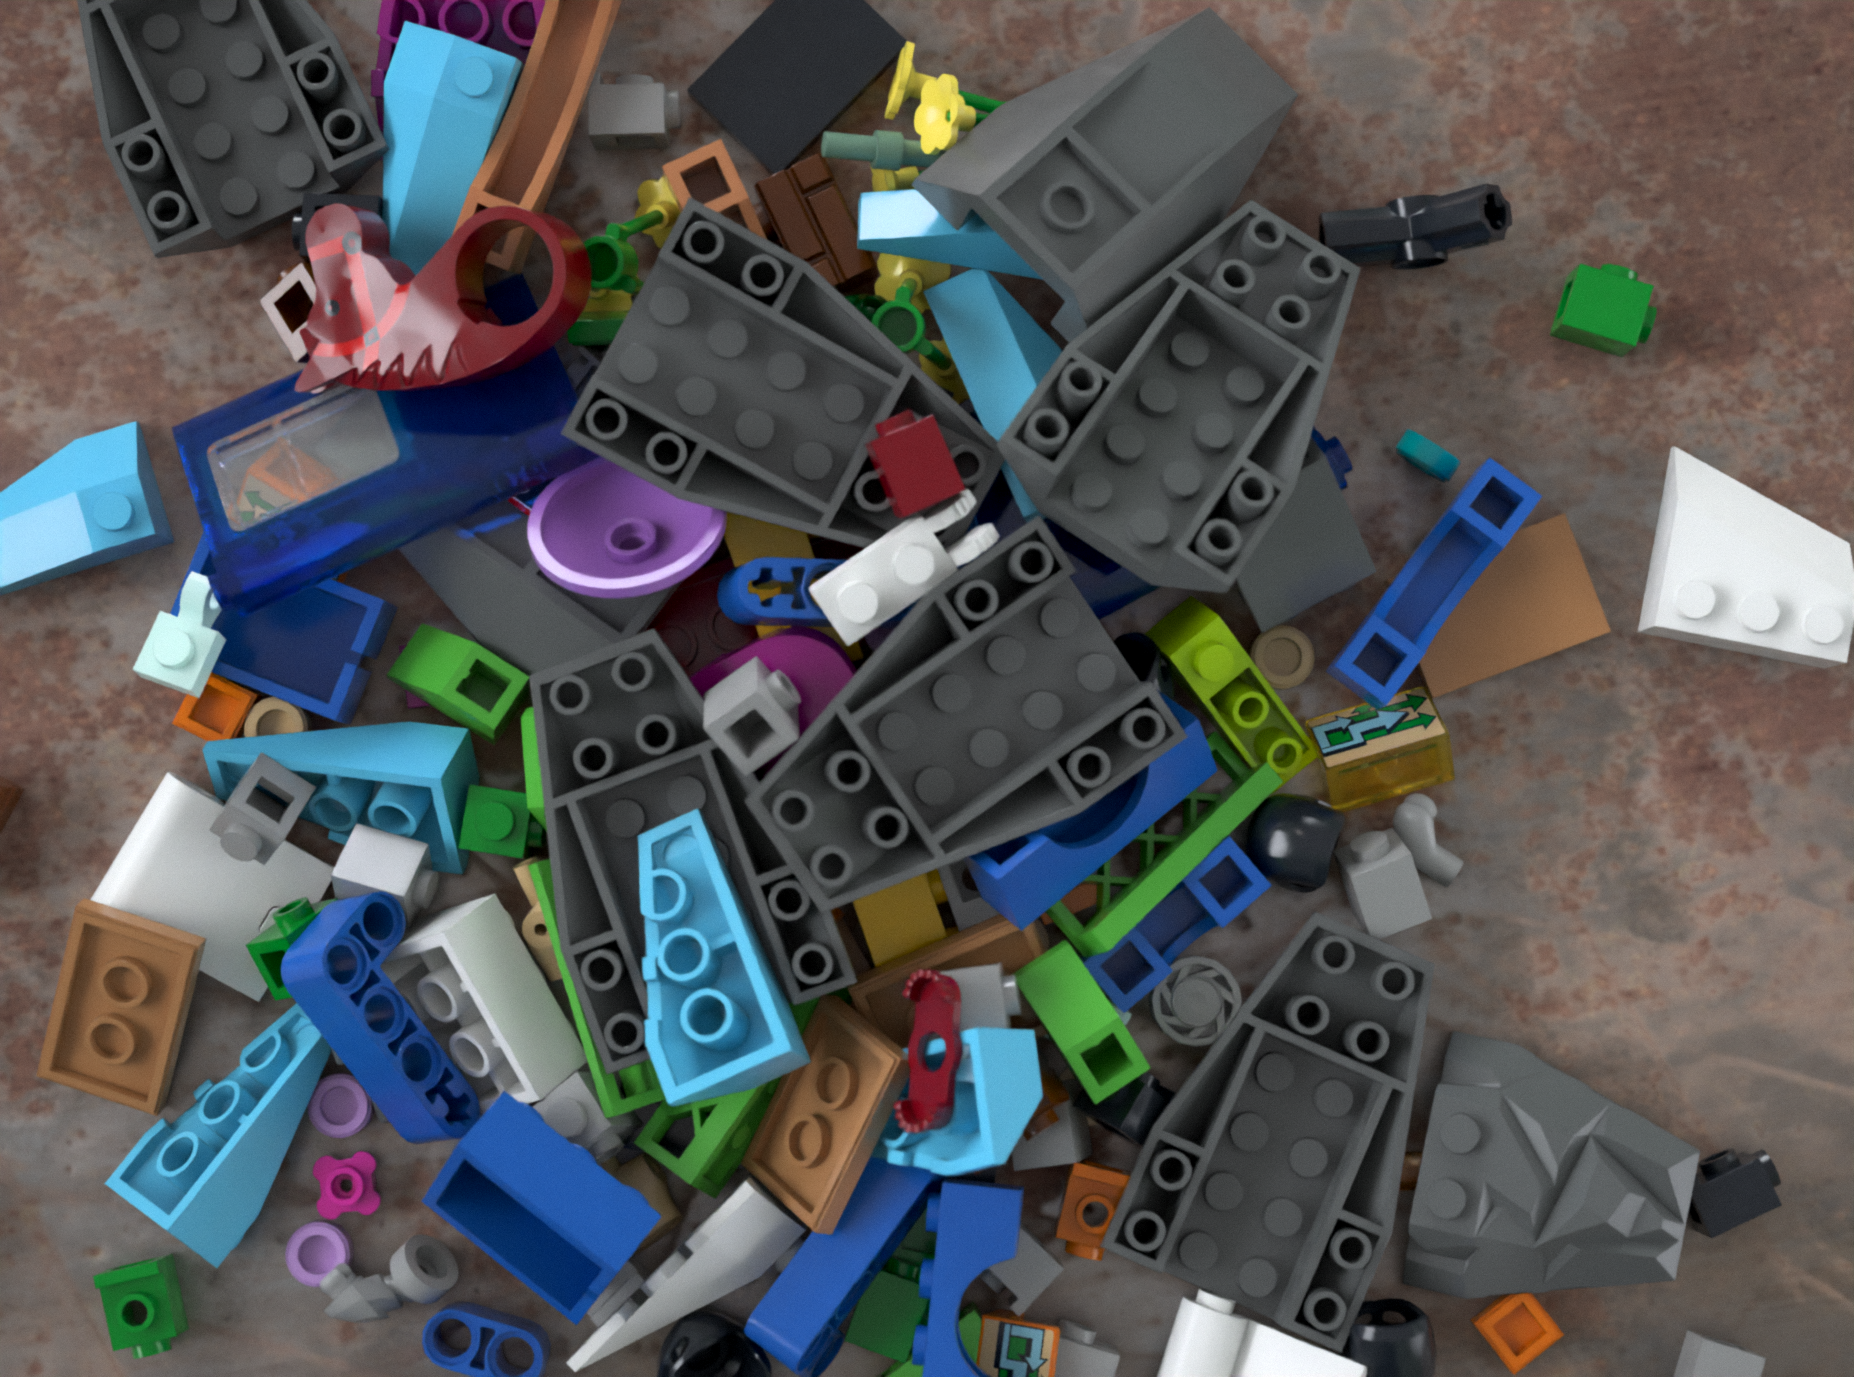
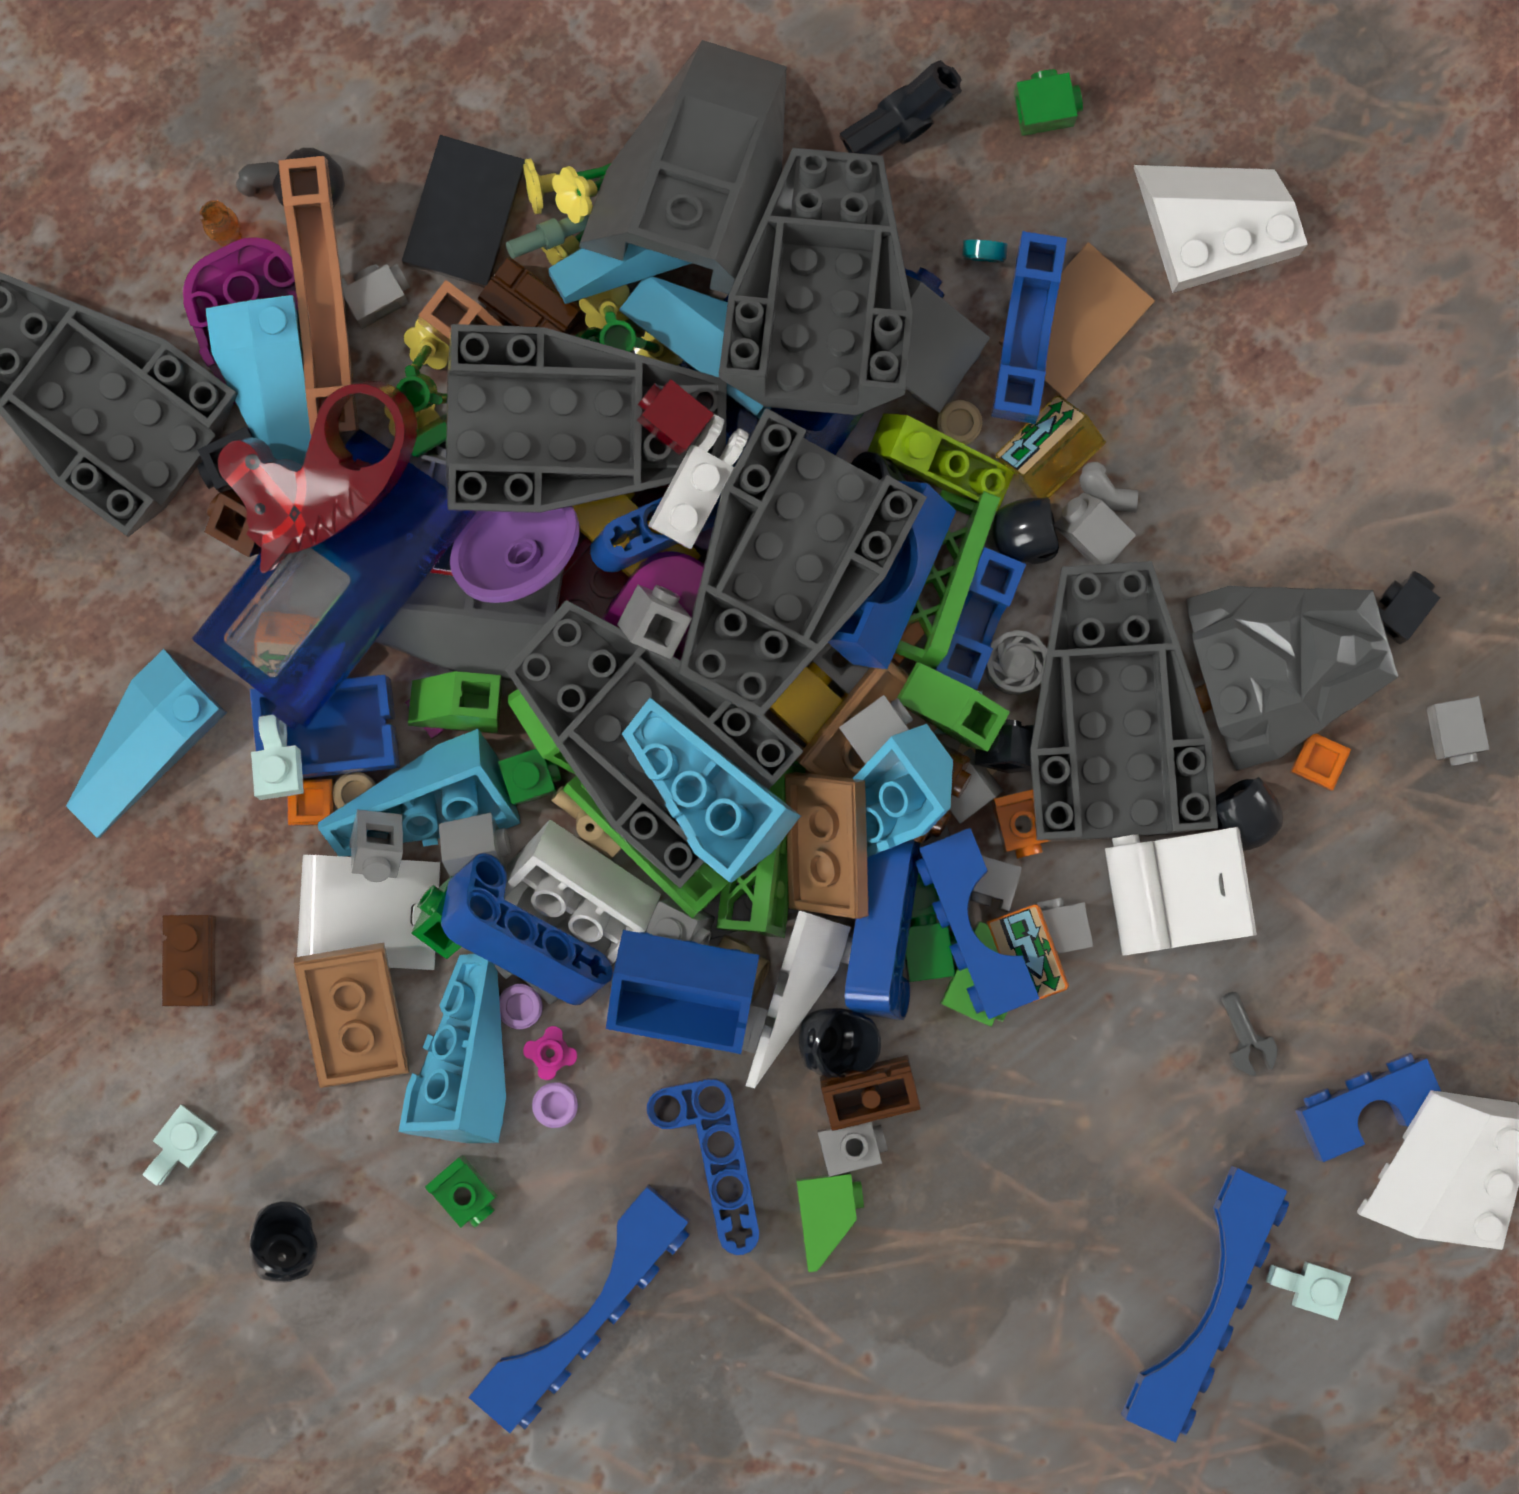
camera: 30 degrees left, 0 degrees up
(419, 1272) = (625, 1081): light grey arm -> none
(930, 1091) = (861, 741): dark red piece -> none

